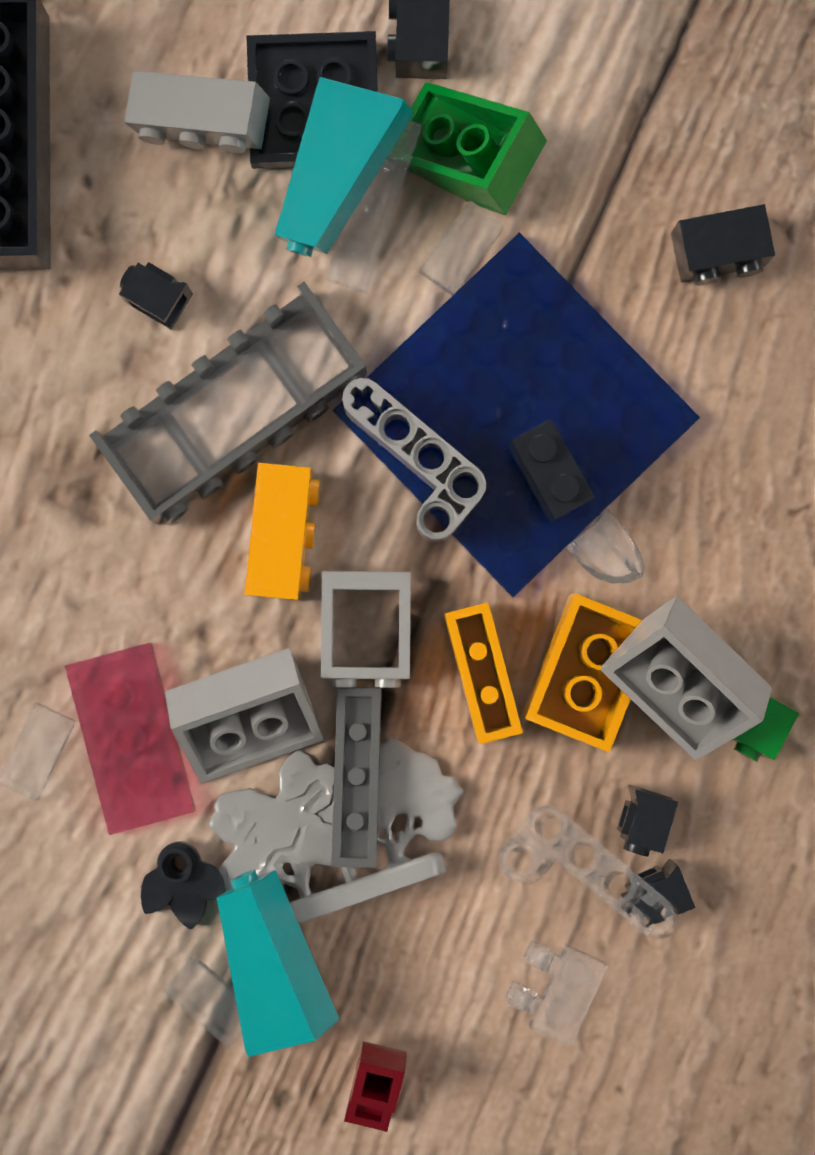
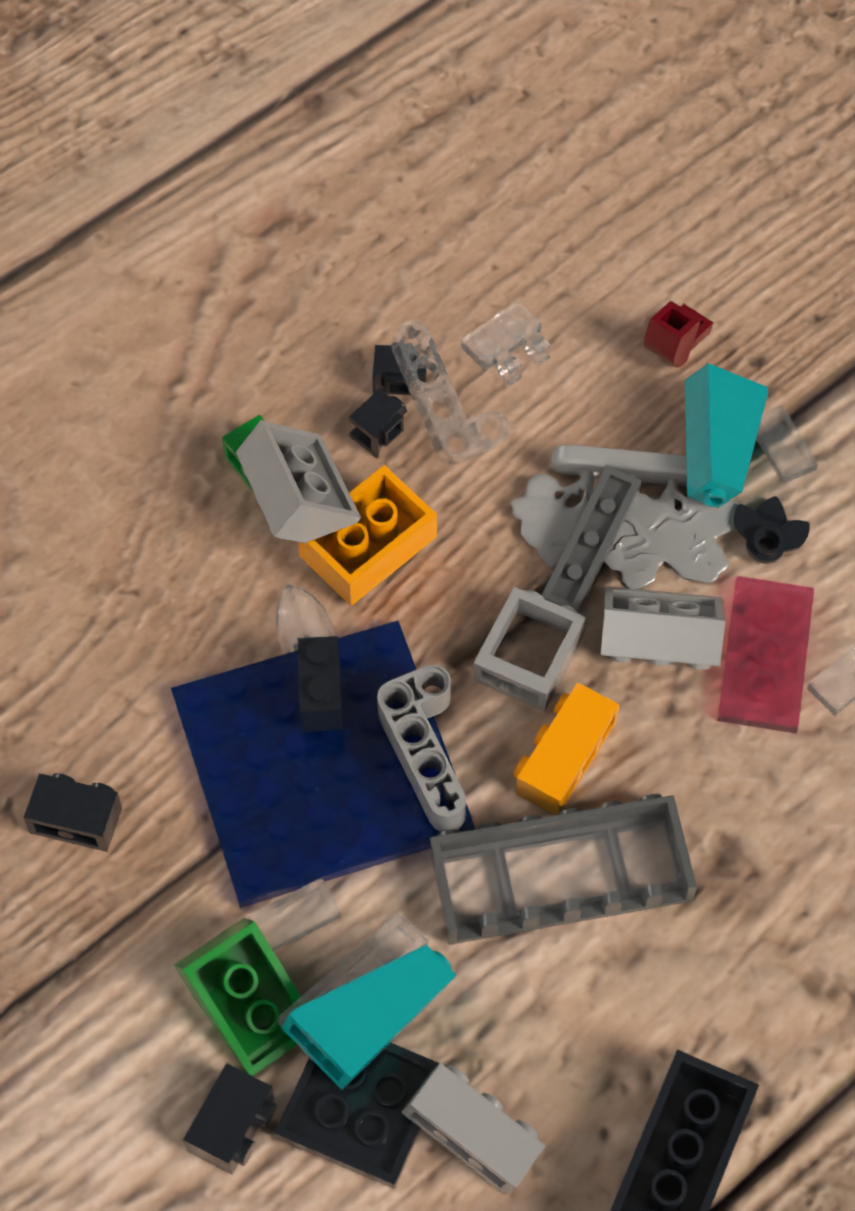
camera: 155 degrees left, 25 degrees down
(155, 293) = (586, 991): black window -> none
(483, 673) = (452, 570): light orange brick -> none

